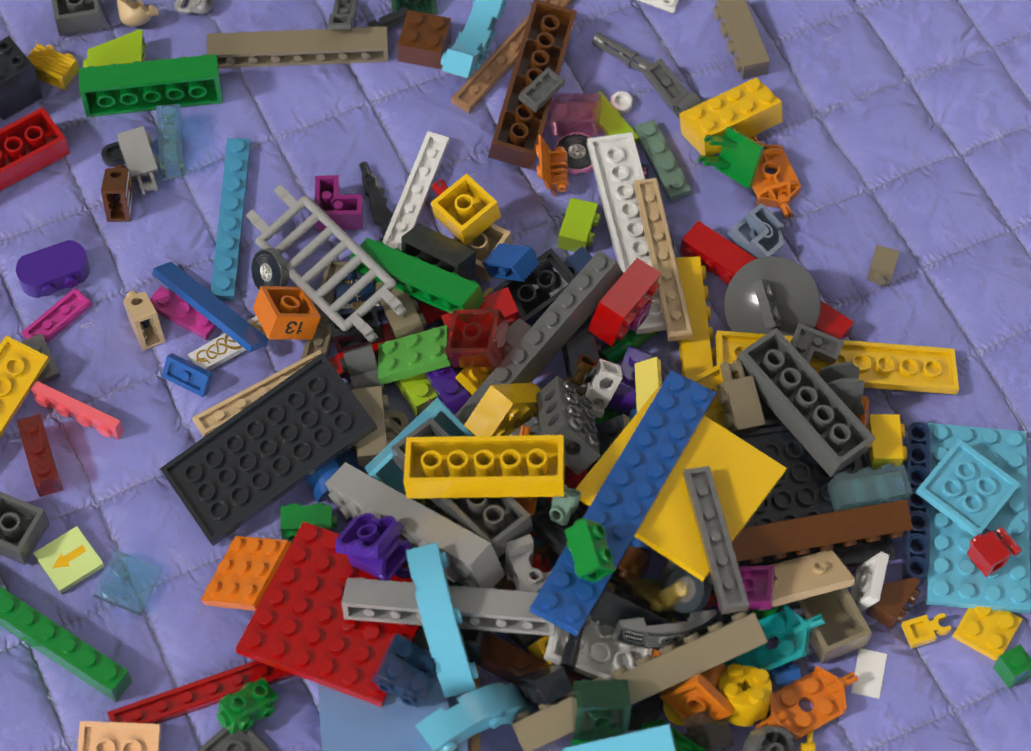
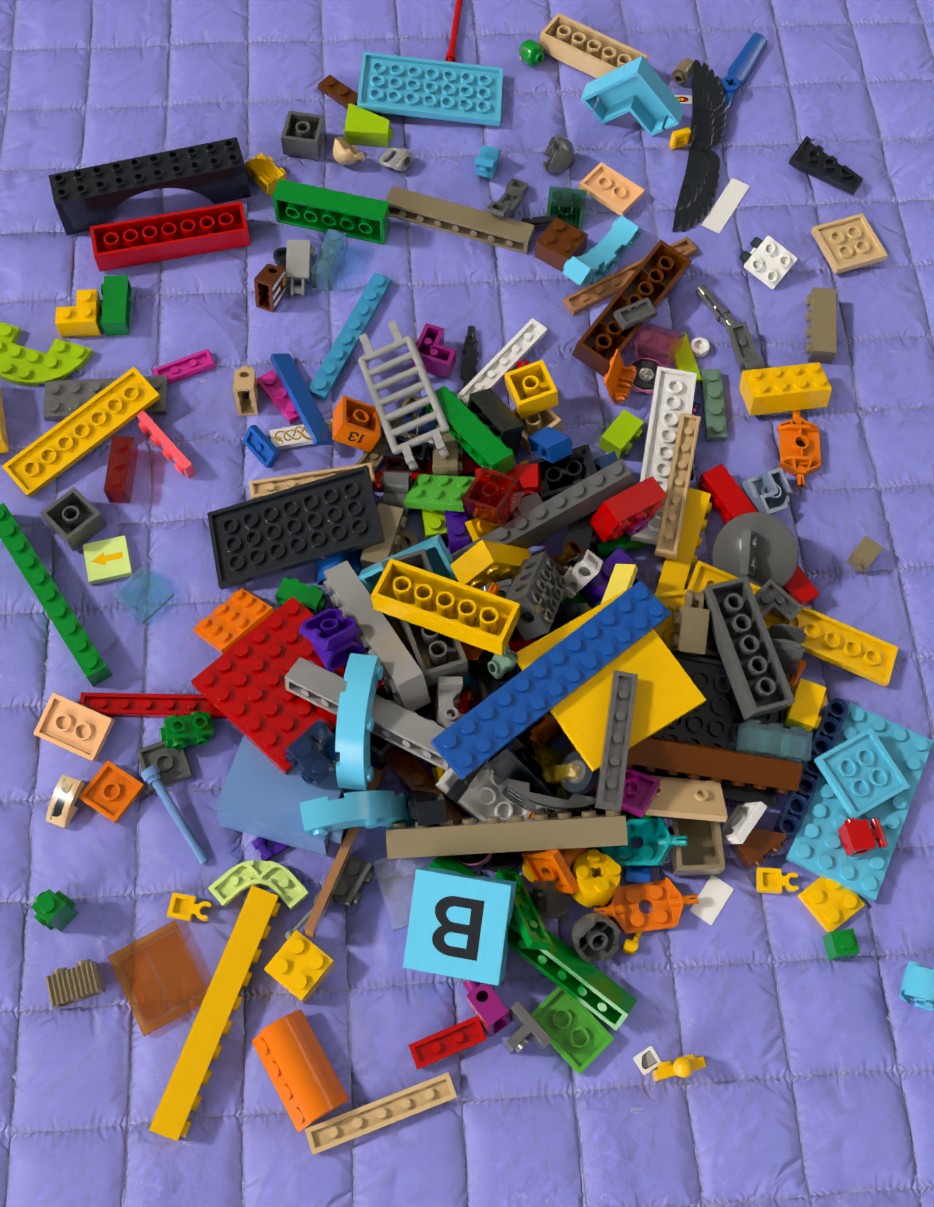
camera: 20 degrees right, 5 degrees up
(53, 269) = (197, 328): dark purple brick -> none
(120, 50) = (324, 177): lime slope -> none
(268, 268) = (358, 384): tile -> none
(589, 550) = (500, 711): green brick -> none
(600, 708) = (462, 846): clear green slope -> none
(737, 158) = (776, 423): green plate -> none

